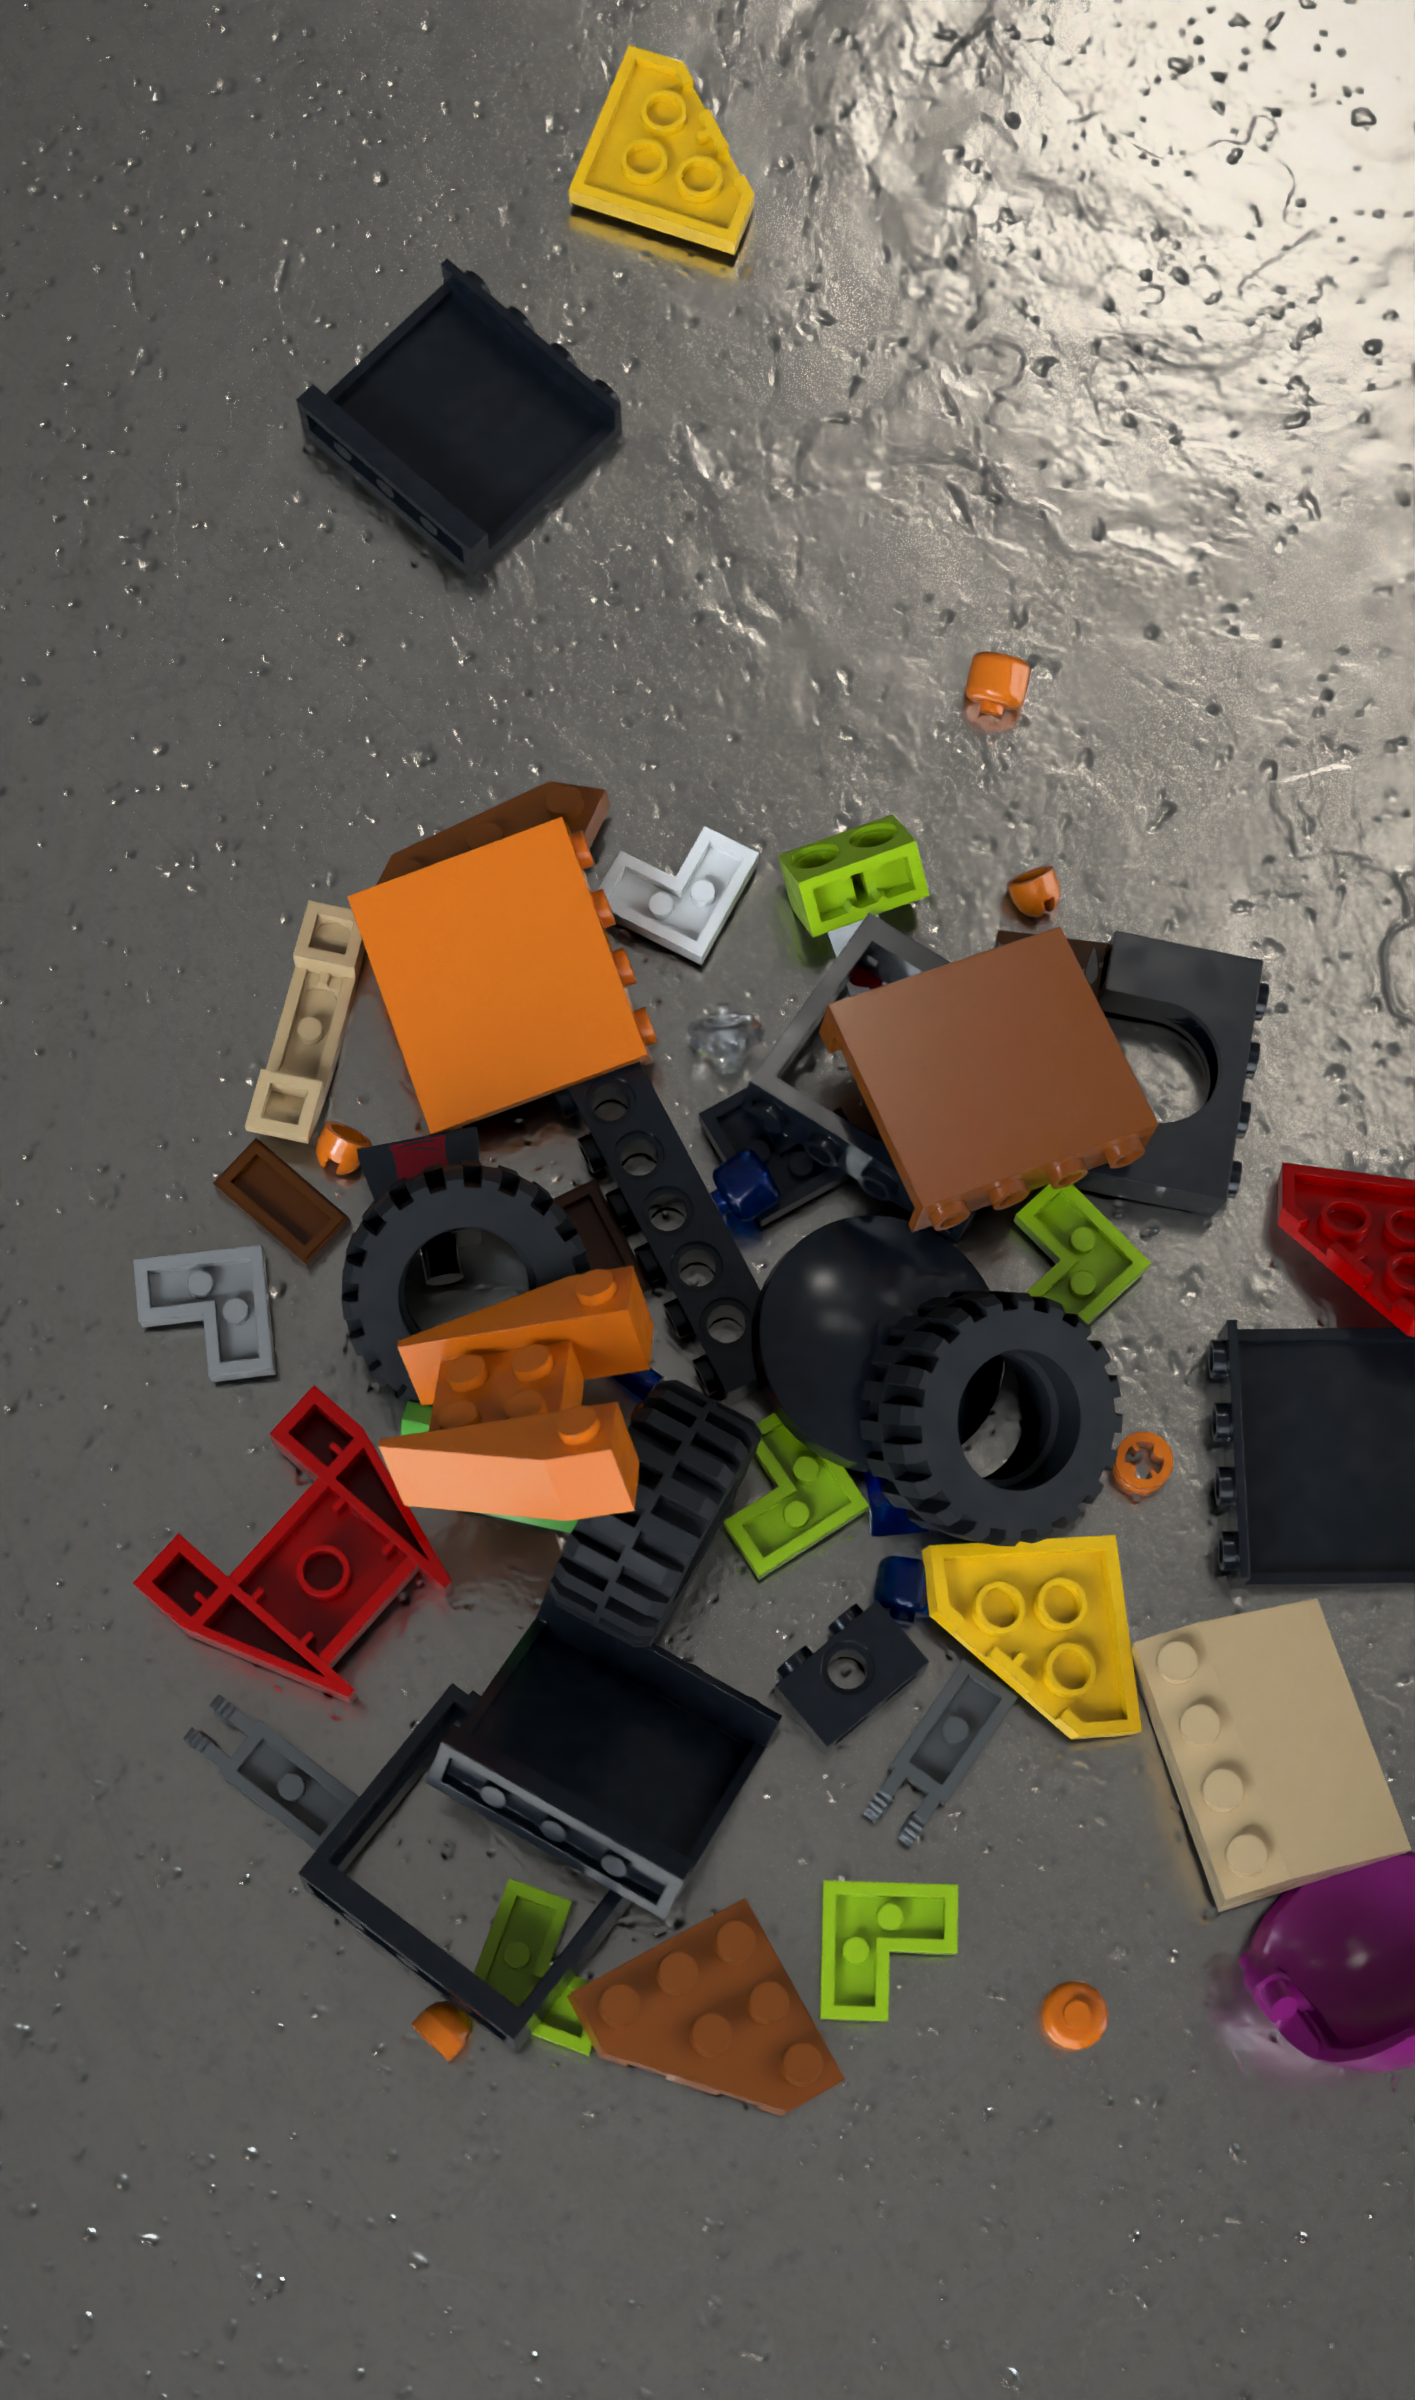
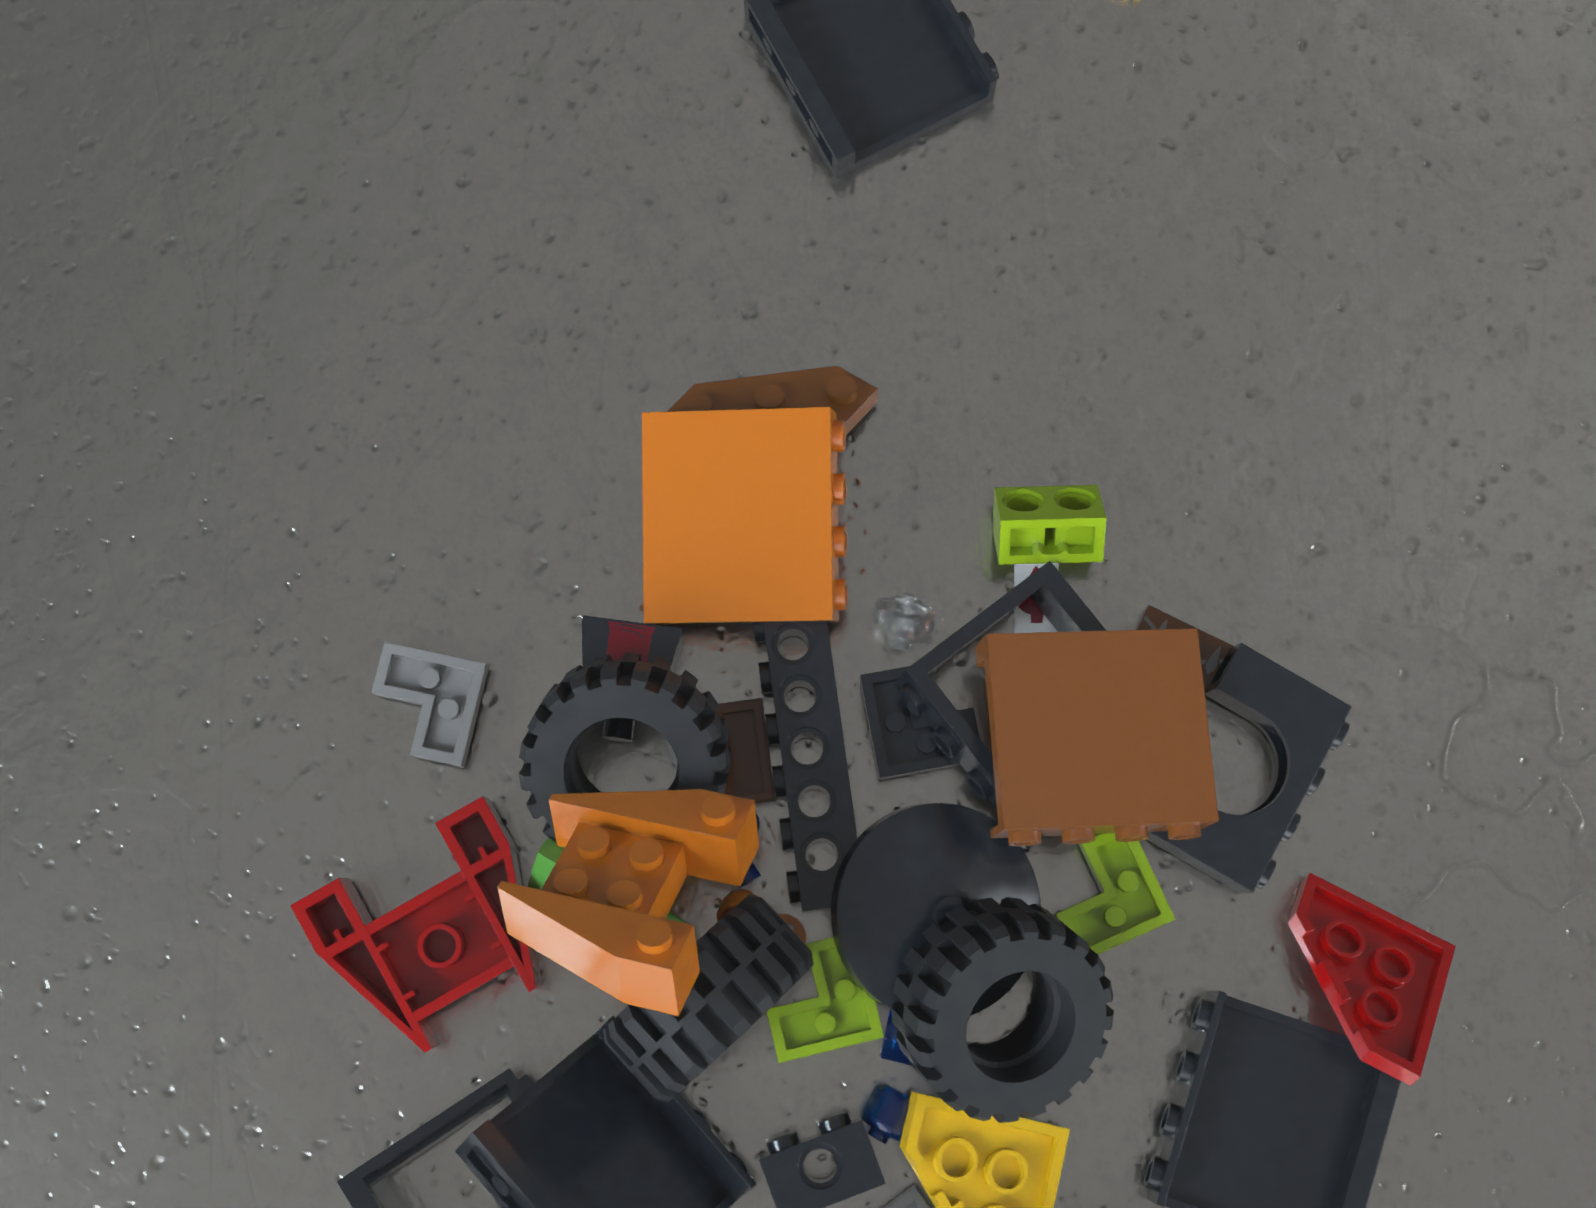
camera: 20 degrees right, 5 degrees up
(277, 1776) = (355, 1088): dark grey hinge -> none
(282, 1203) = (515, 633): reddish brown tile -> none
(310, 1026) = (582, 504): tan slope -> none
(340, 1145) = (575, 602): orange hinge -> none
(685, 909) = (908, 505): white plate -> none
(744, 1186) = (874, 748): clear blue piece -> none
(997, 682) = (1219, 402): orange piece -> none
(1035, 891) = (1189, 582): orange hinge -> none
(1160, 1454) = (1127, 1071): orange bush -> none

